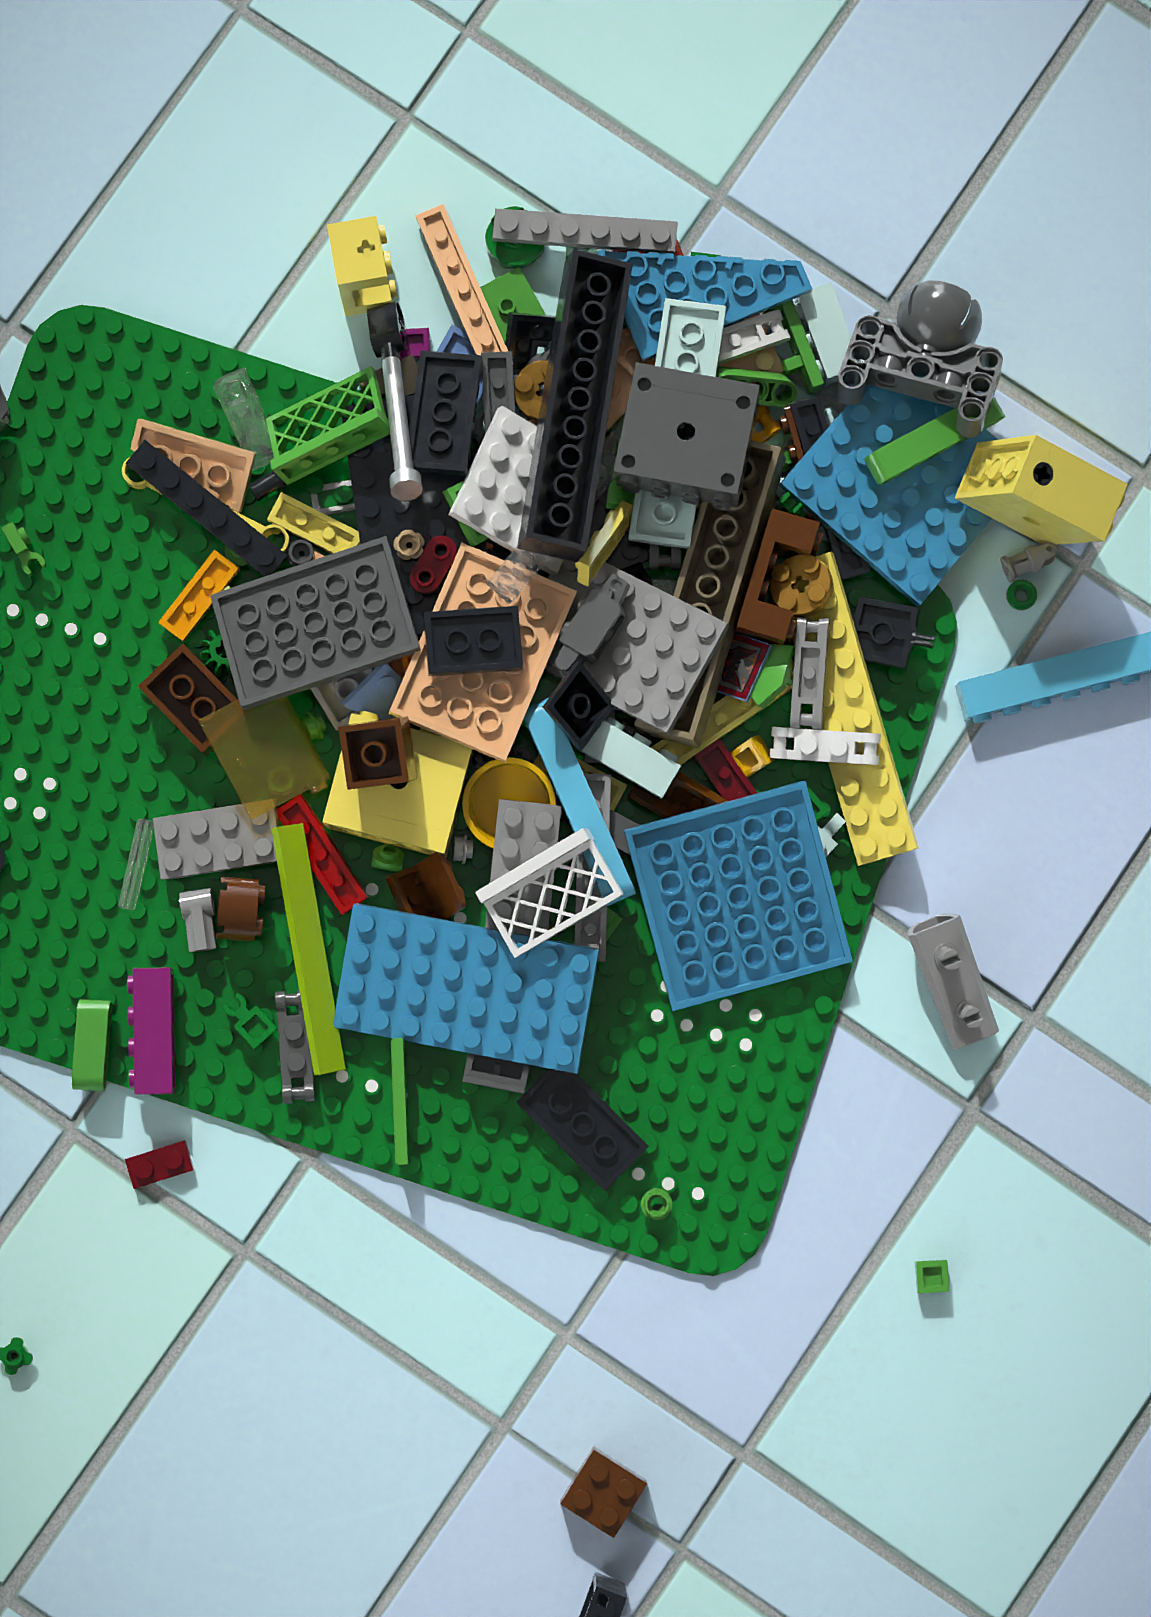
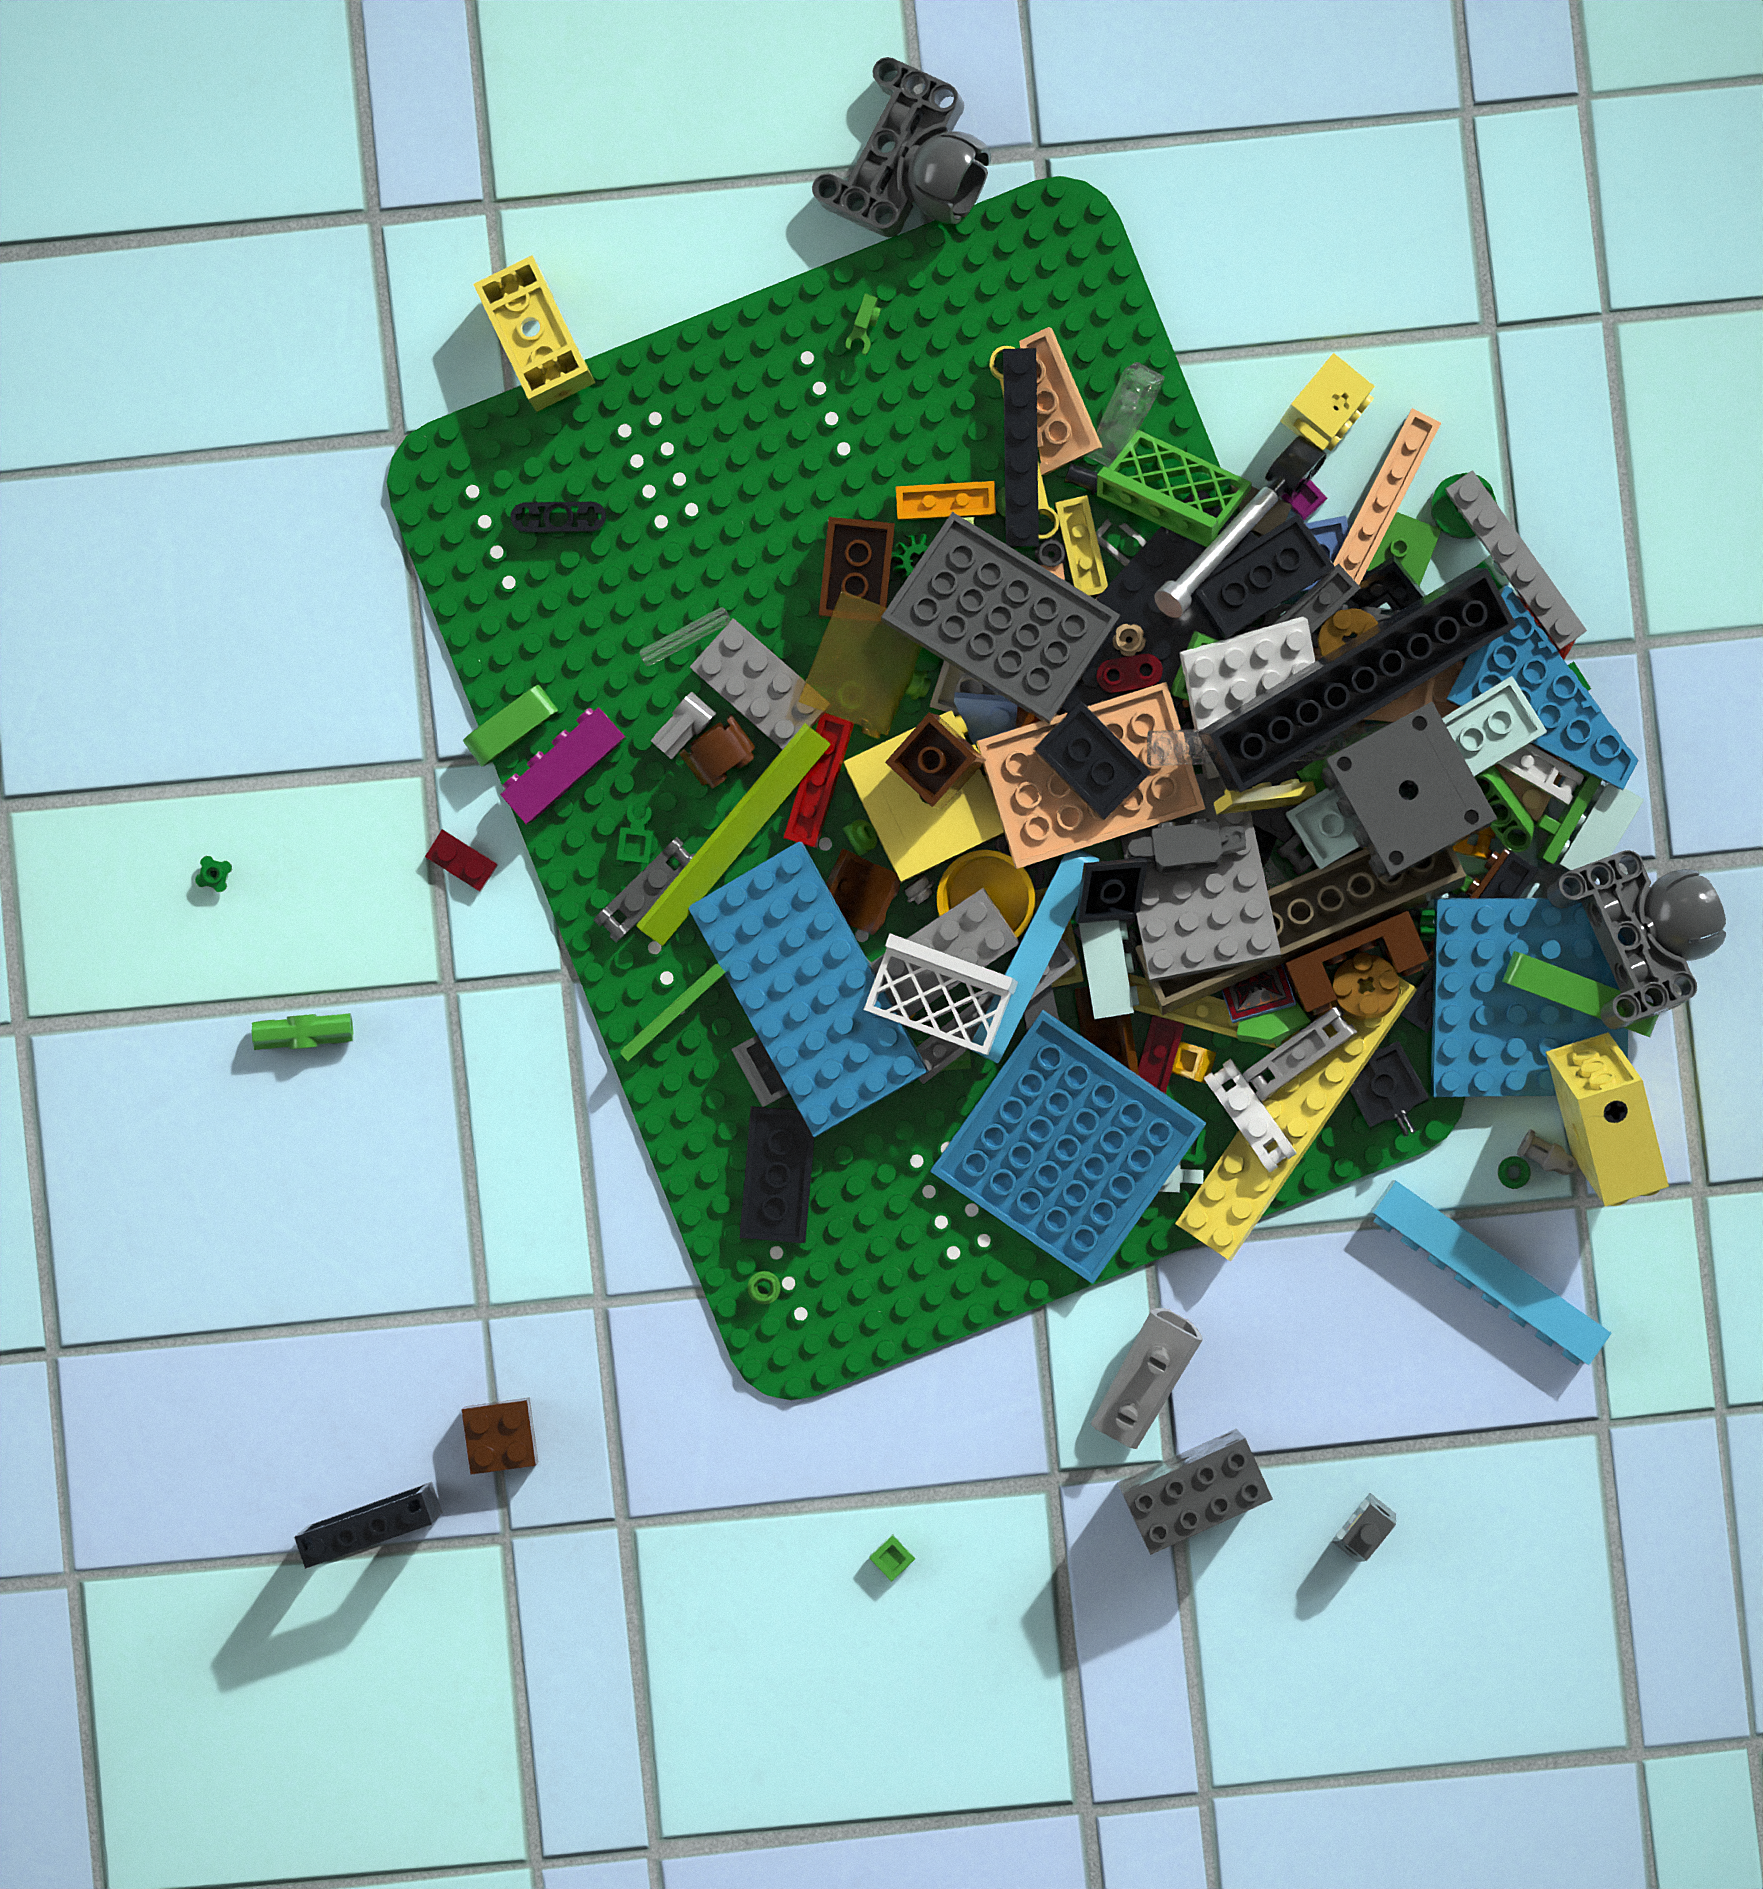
camera: 50 degrees right, 5 degrees up
(184, 1387) = (302, 1031): none -> bright green piece
(1066, 1011) = (1194, 1491): none -> dark grey gear

